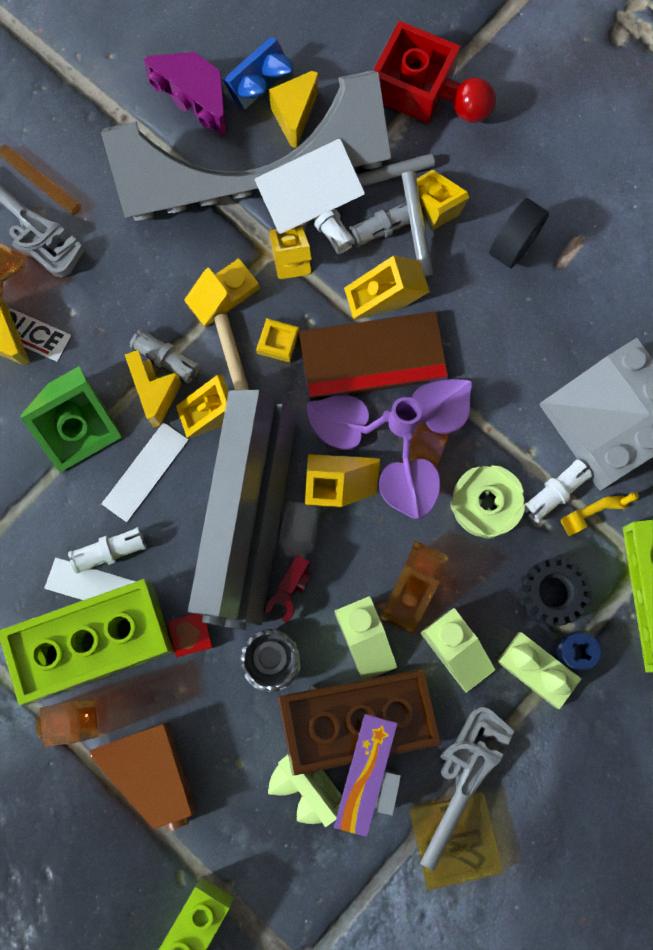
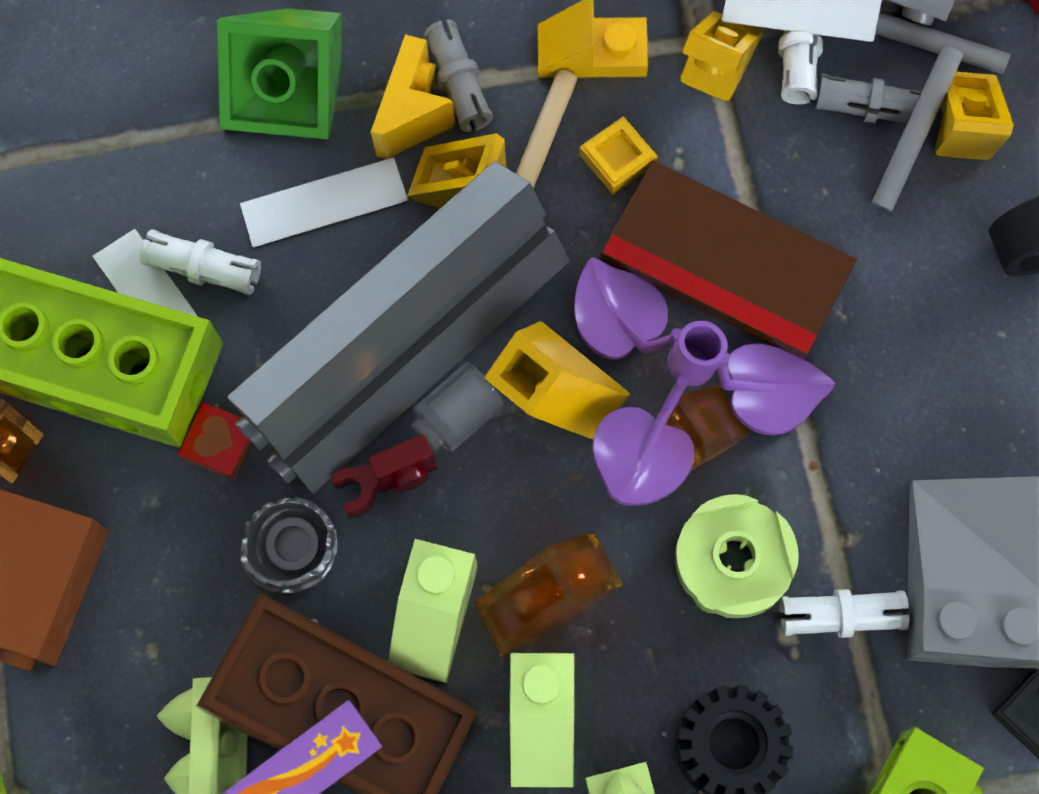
camera: 40 degrees right, 5 degrees down
(387, 287) = (814, 183): yellow slope -> none
(575, 521) = (837, 674): yellow piece -> none

